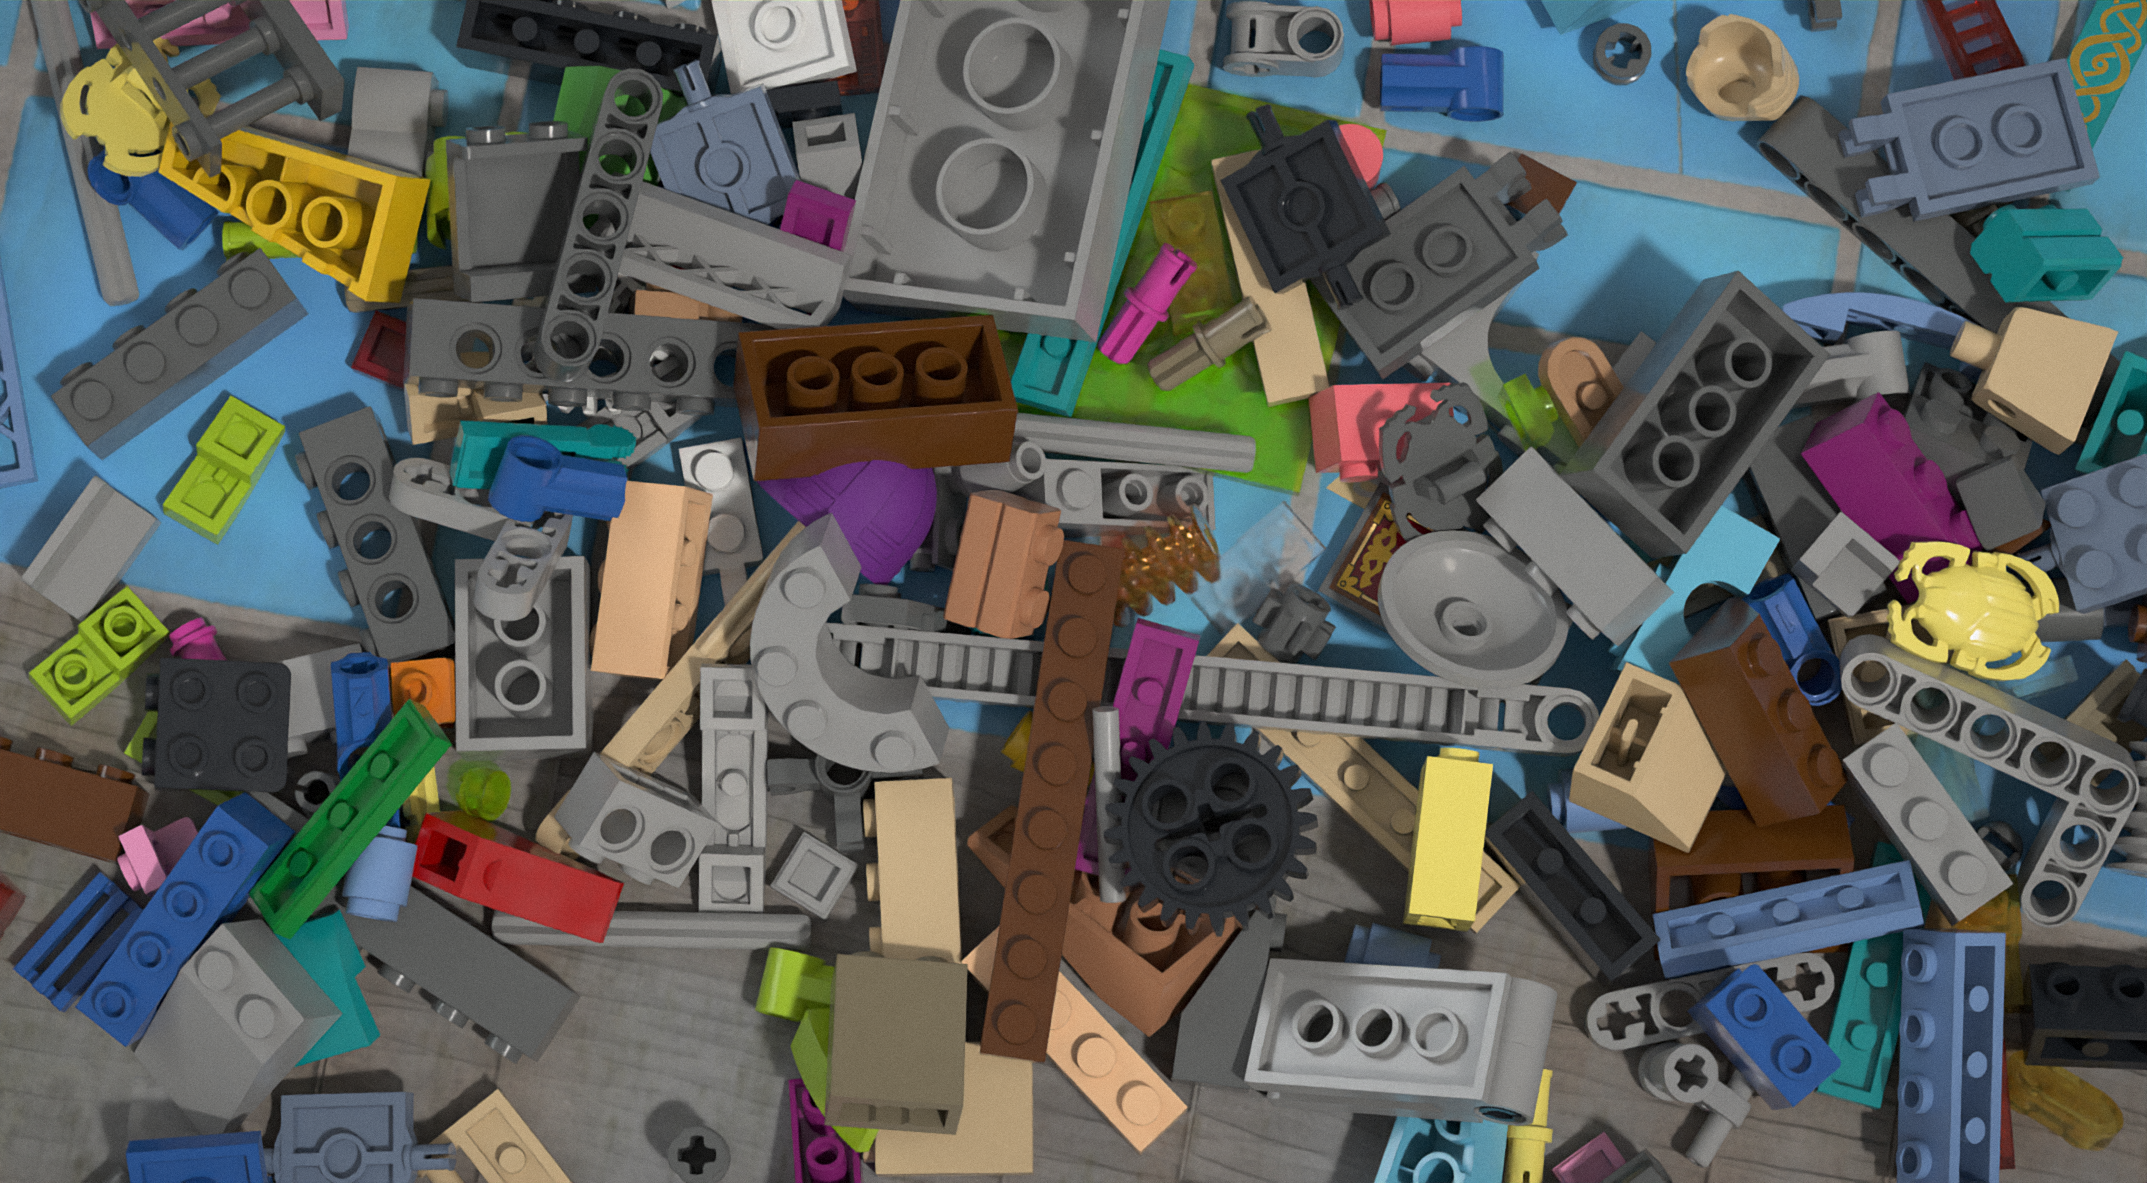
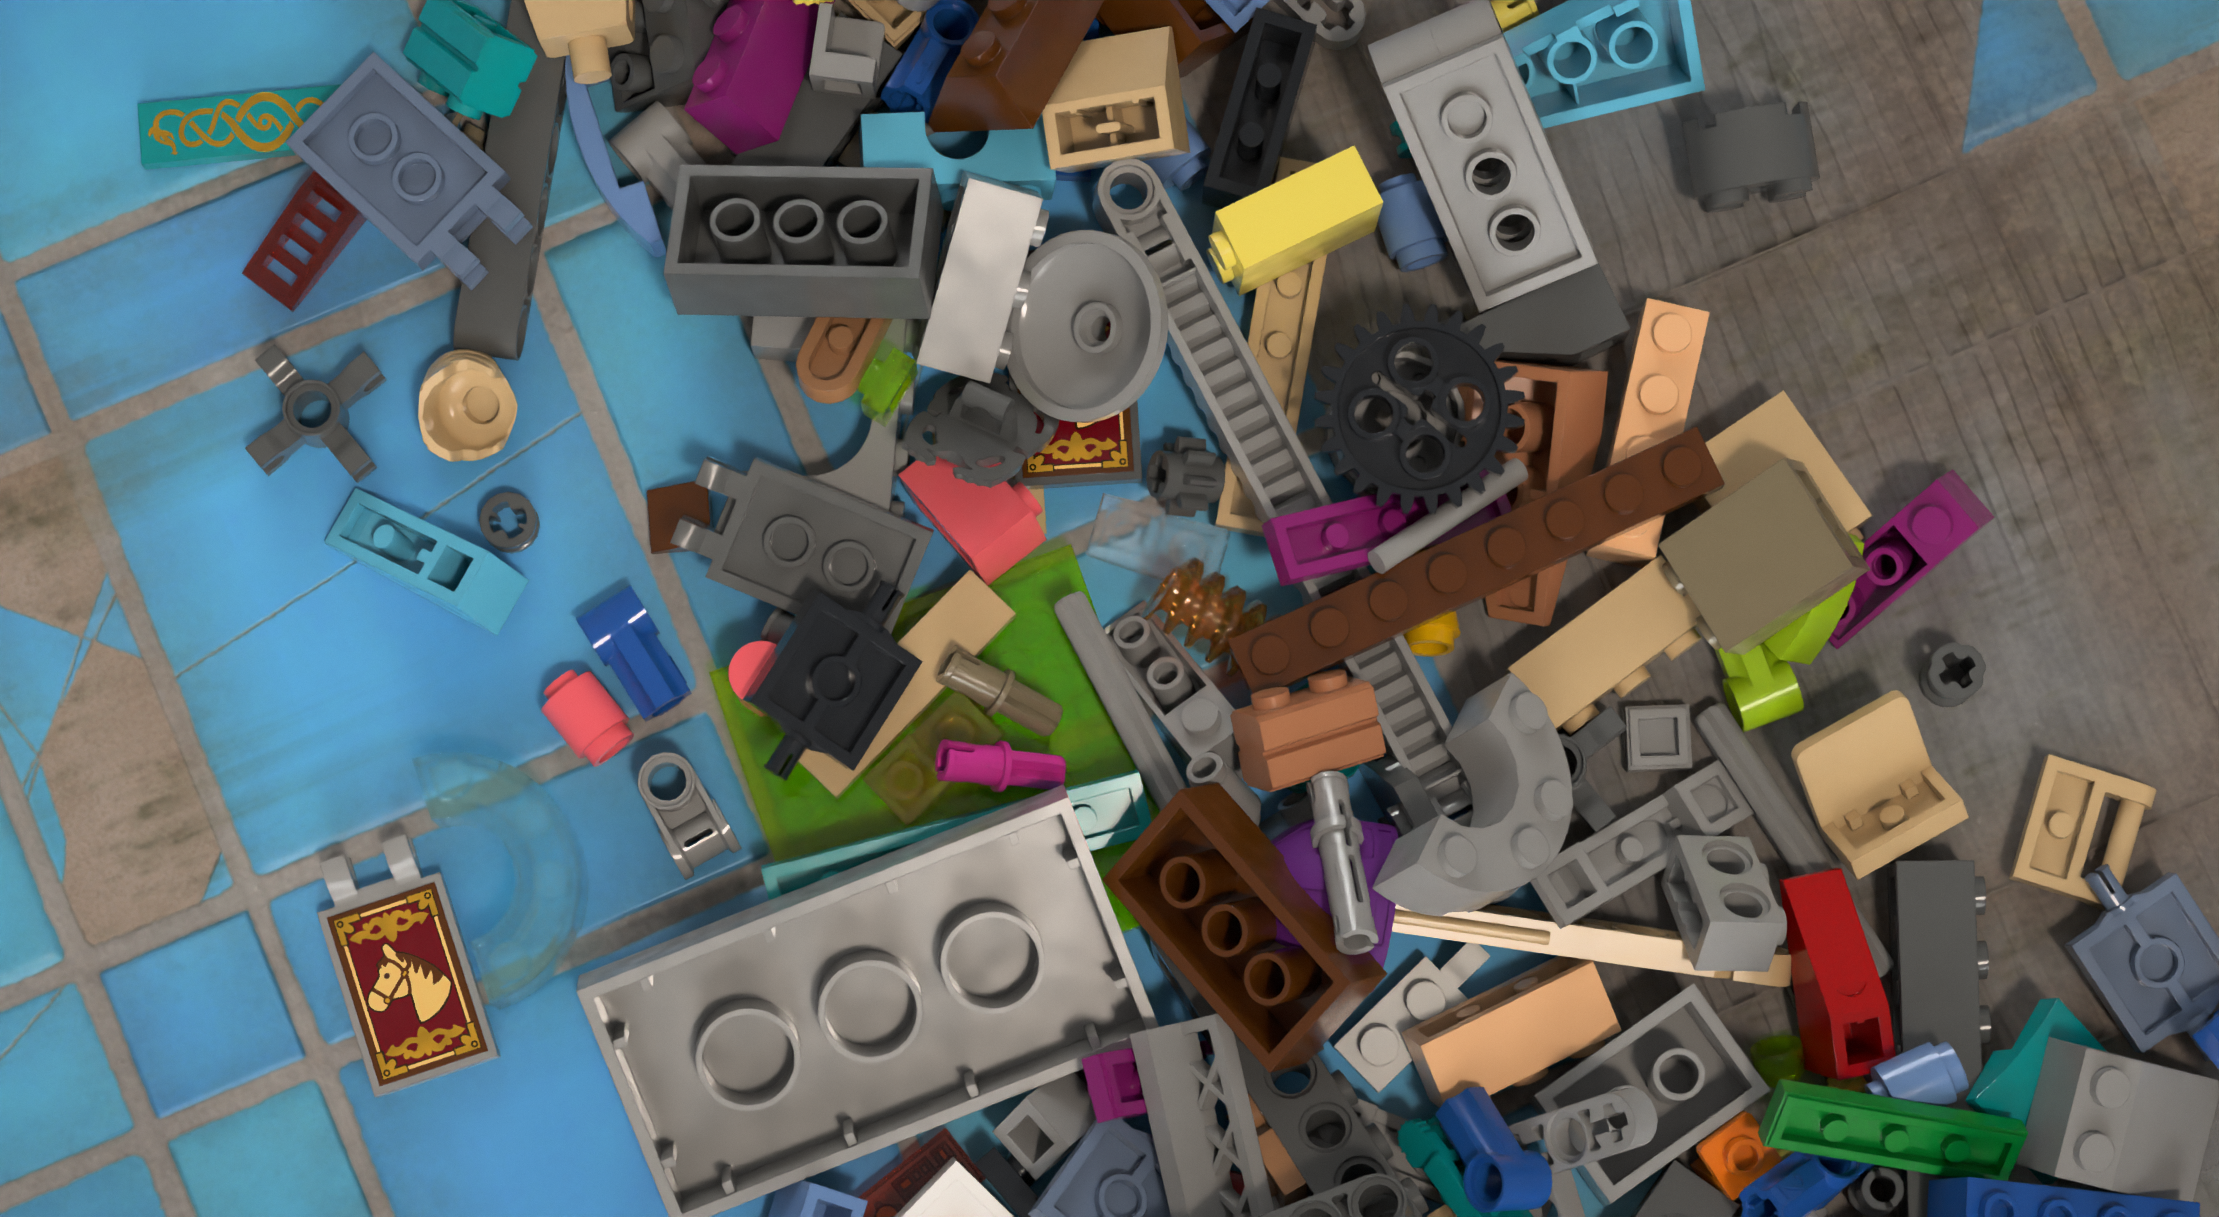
camera: 125 degrees left, 0 degrees up
(646, 1021) = (1875, 785): none -> tan bracket
(836, 485) = (1345, 887): none -> light grey pin

